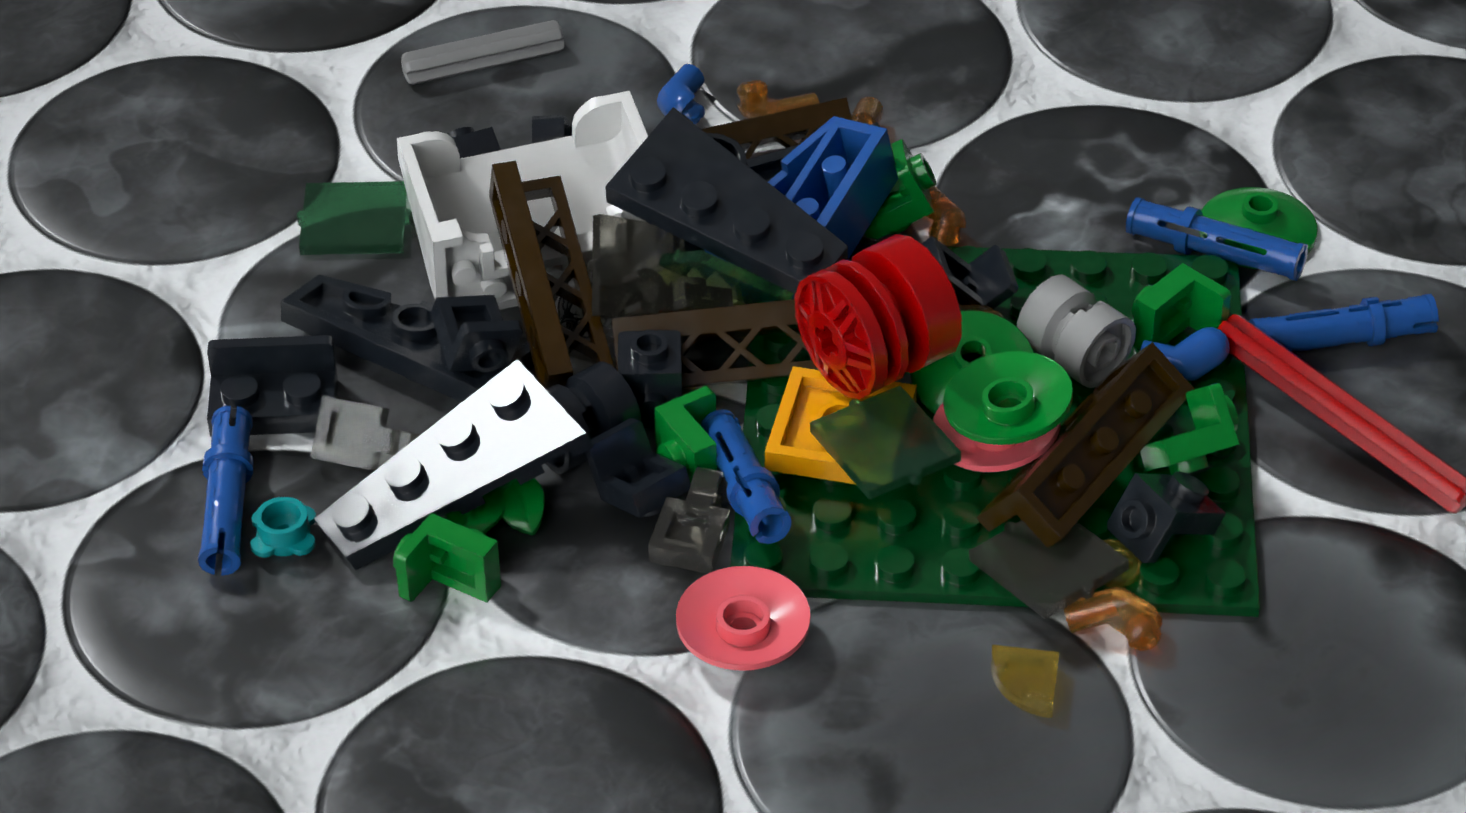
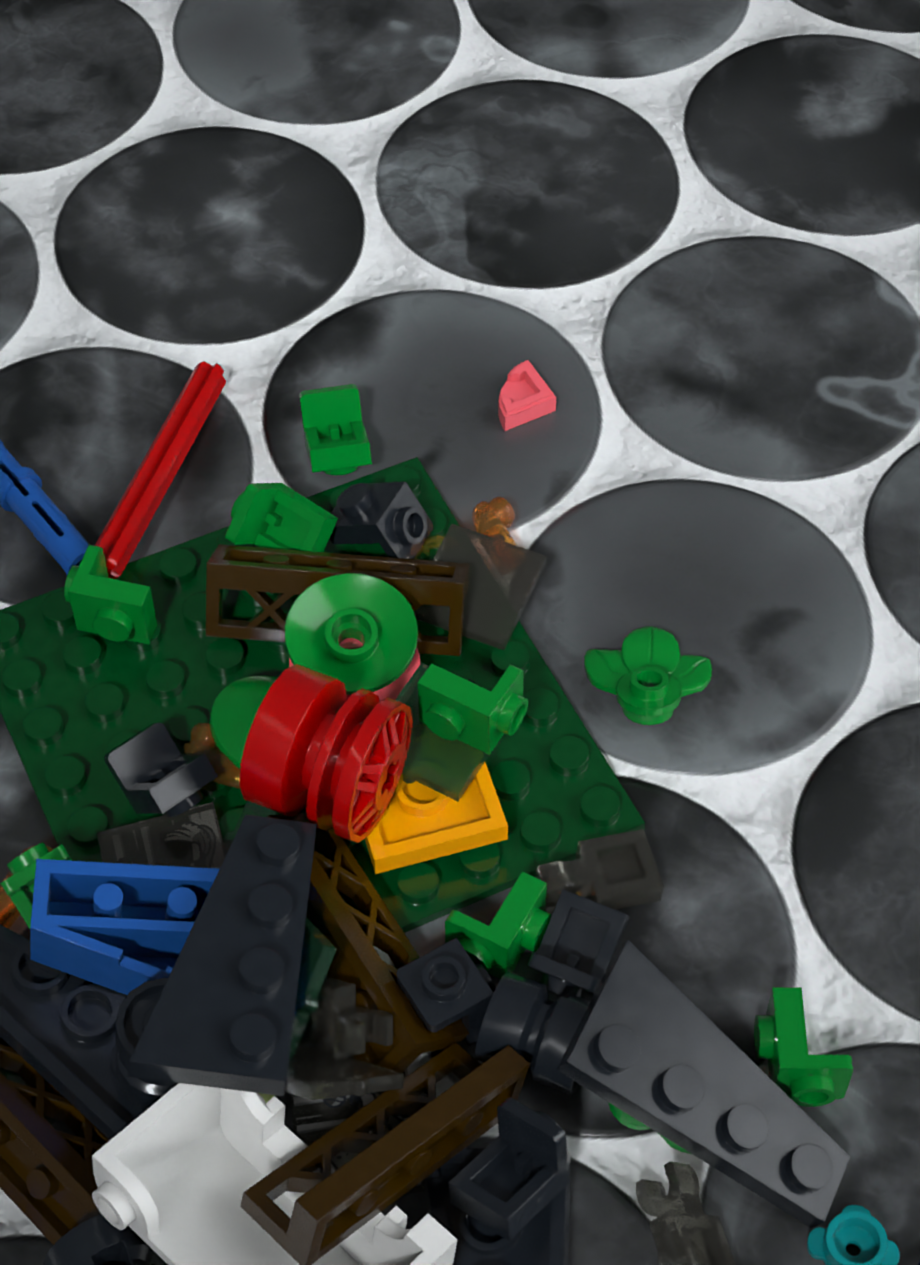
camera: 120 degrees left, 10 degrees up
(743, 618) = (700, 752): coral dish -> none
(750, 486) = (550, 825): blue pin -> none
(872, 428) = (469, 712): none -> green bracket
(885, 654) = (647, 674): none -> green plate
(1026, 677) = (595, 571): clear yellow tile -> none
(1076, 330) = (192, 654): light grey wheel -> none
(1196, 353) = (167, 582): blue arm -> none
(1298, 725) = (524, 397): none -> coral tile
(1310, 544) = (334, 429): none -> green bracket

